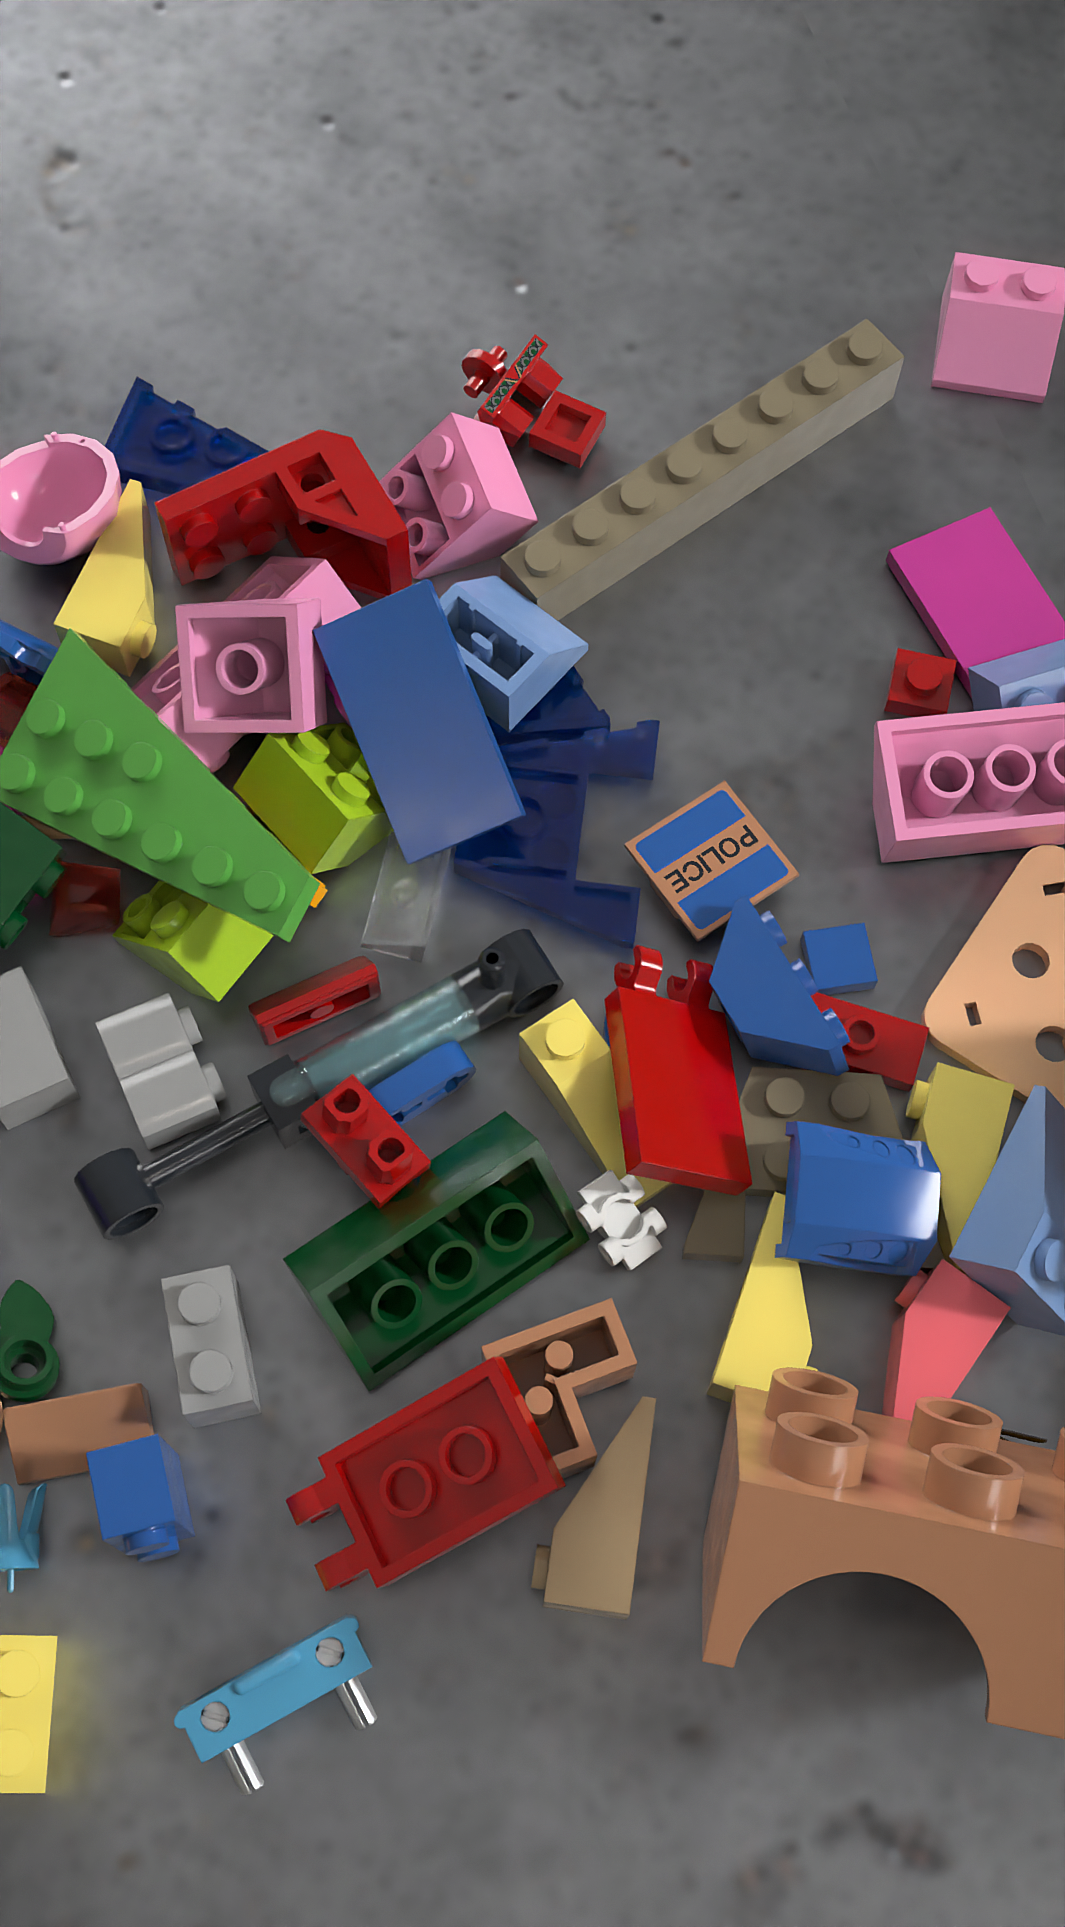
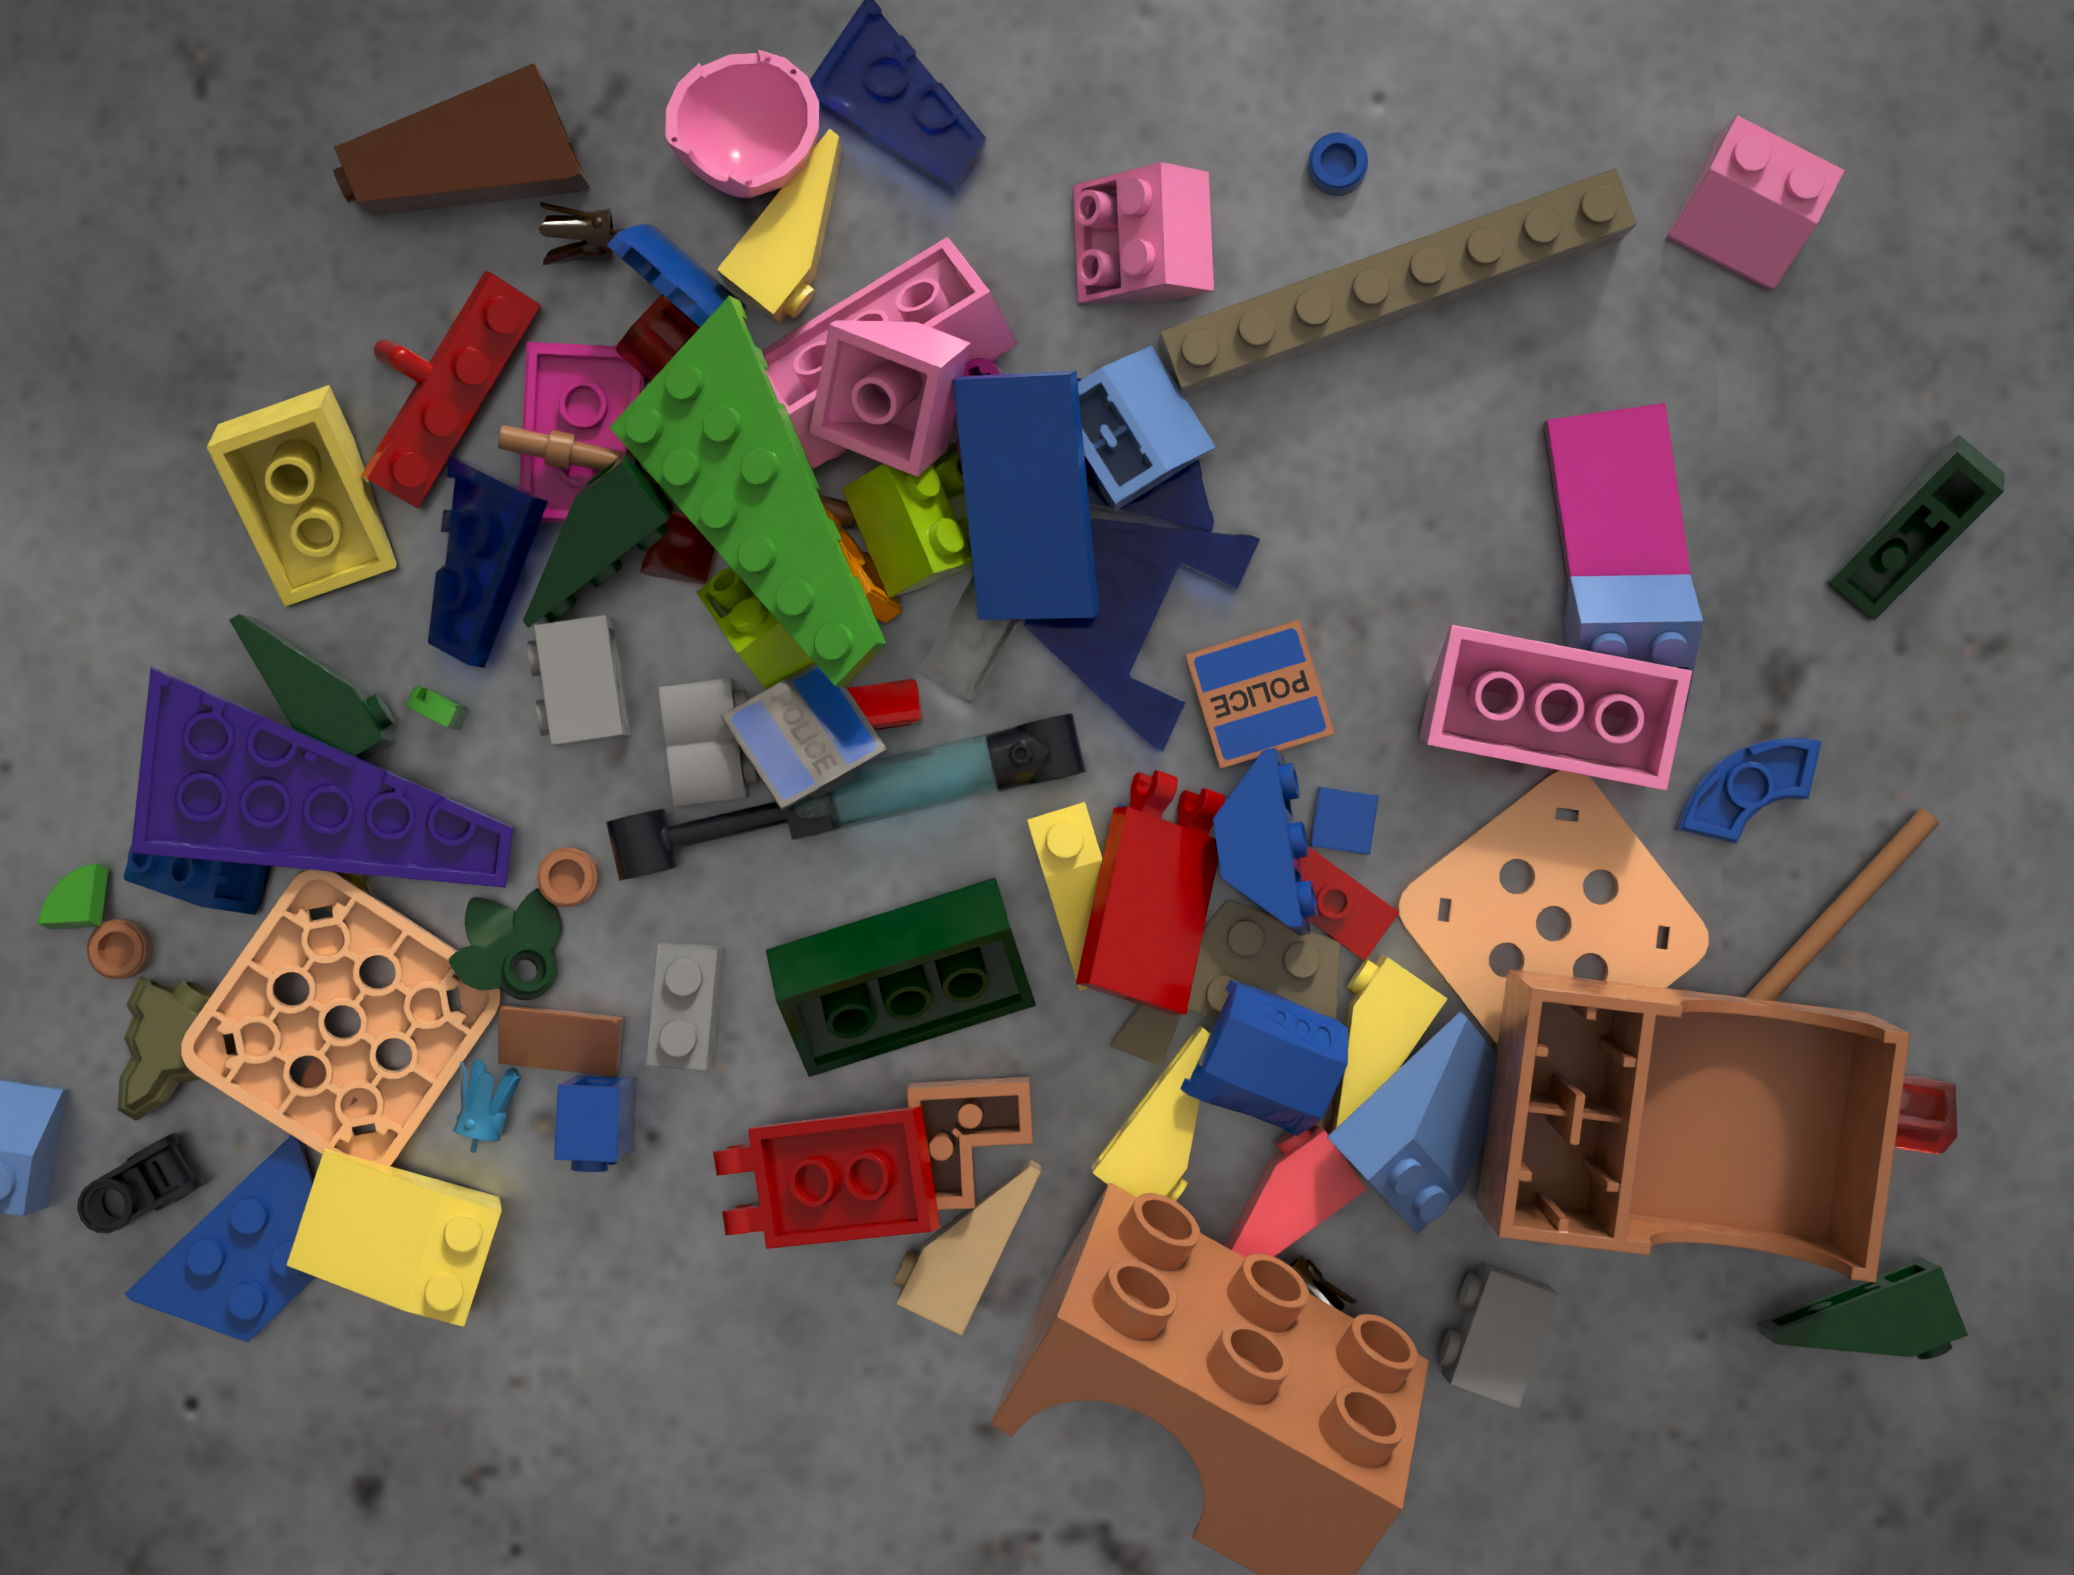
camera: 15 degrees right, 20 degrees up
(48, 1257) = (568, 877): none -> nougat tile
(263, 1019) = (804, 736): none -> piece
(273, 1691) = (666, 1295): dark azure piece -> none
(281, 497) = (1019, 250): red bracket -> none
(365, 1140) = (864, 874): red hips -> none
(424, 1082) = (925, 828): blue beam -> none
(527, 375) = (1254, 109): red hips -> none
(567, 429) = (1279, 186): red plate -> none
(612, 1212) = (1069, 1015): white piece -> none
(619, 399) = (1337, 164): none -> blue tile
(920, 684) = (1524, 570): red plate -> none

